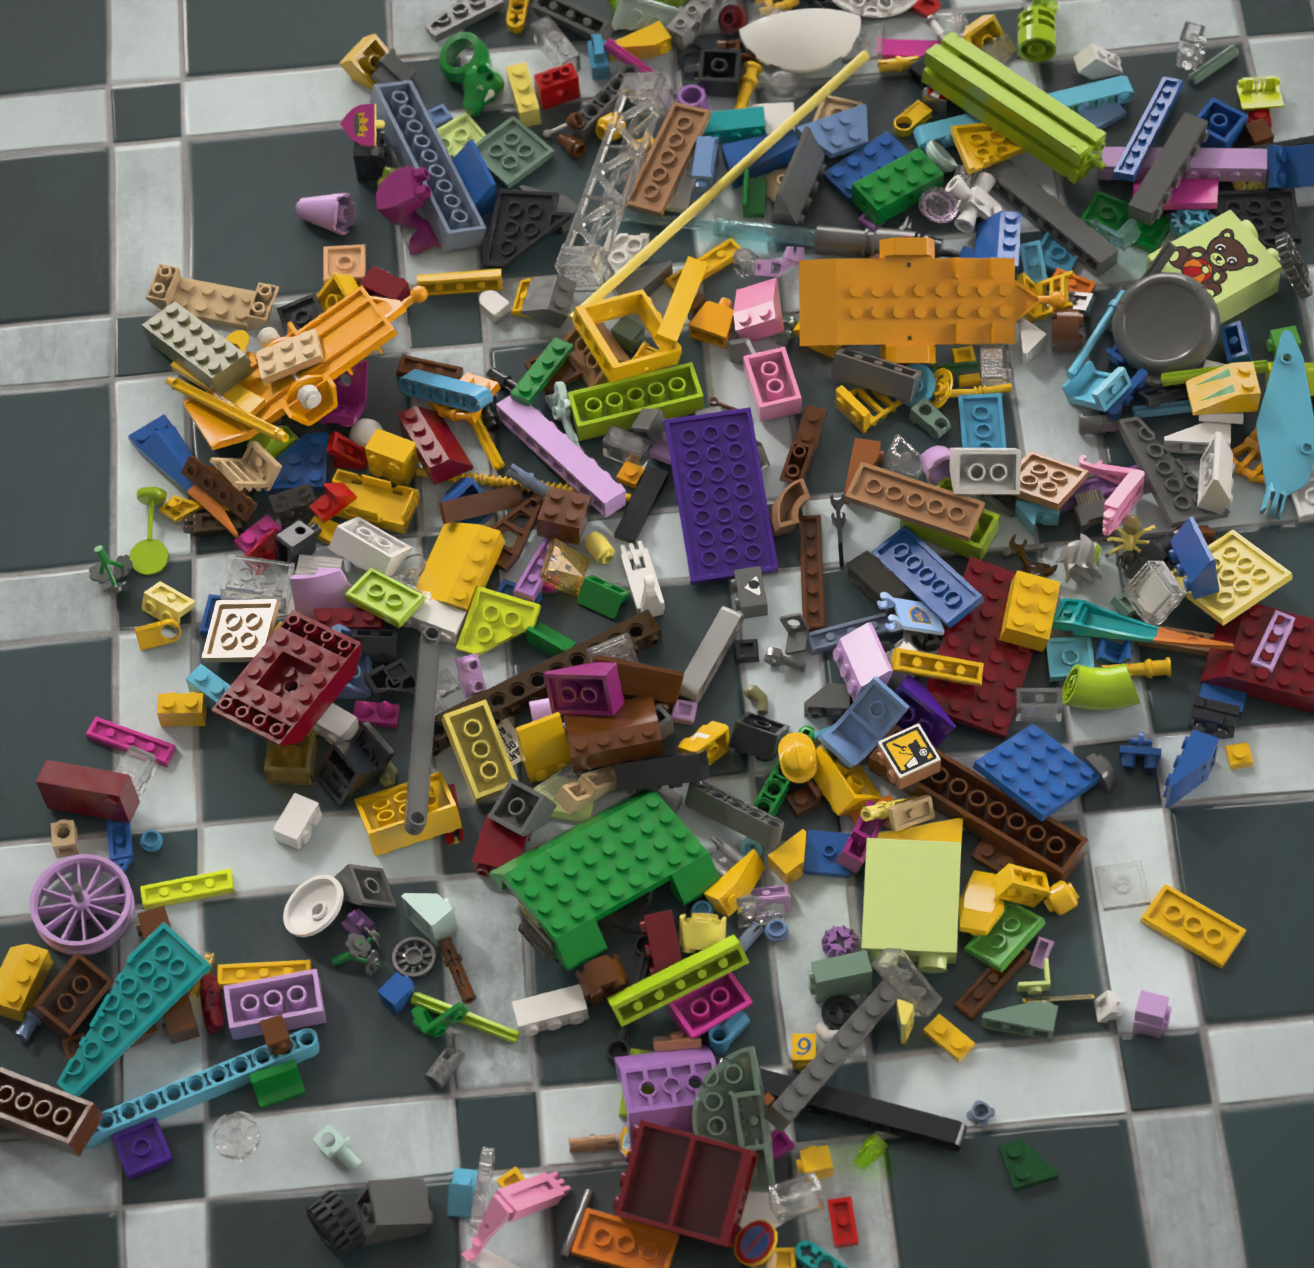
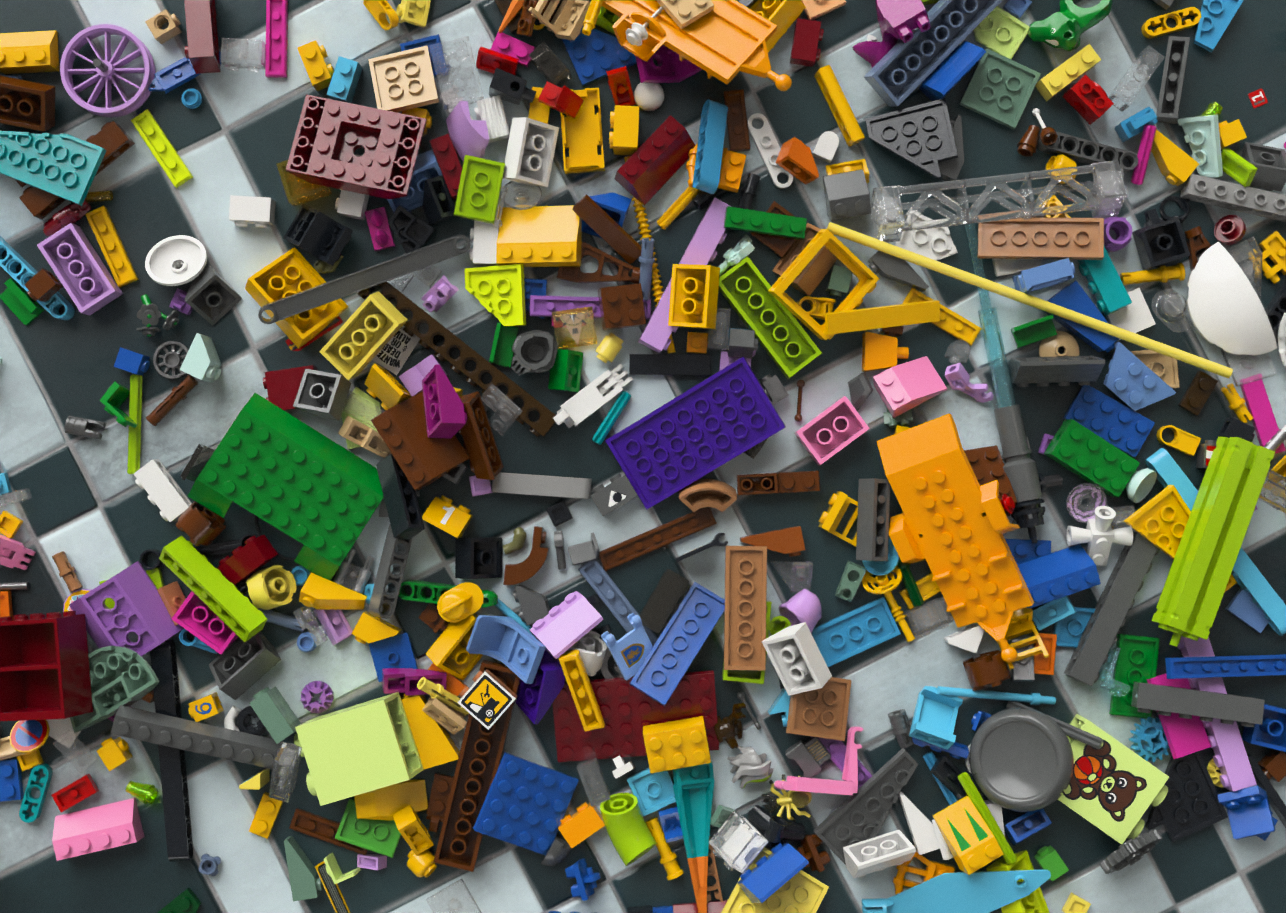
camera: 65 degrees right, 30 degrees up
(474, 353) = (768, 149): none -> white plate
(495, 328) = (798, 160): none -> orange slope
(571, 610) = (533, 352): none -> dark grey helmet
(584, 443) = (694, 296): none -> yellow slope
(670, 571) = (611, 417): none -> teal axle
(774, 996) = (243, 664): none -> dark grey slope
(785, 685) = (525, 570): none -> reddish brown arch
(874, 91) = (1198, 393): none -> dark brown plate
(893, 1212) = (97, 829): none -> bright pink slope
(1034, 677) = (622, 767): none -> white tile
(1080, 733) = (581, 824): none -> light orange brick

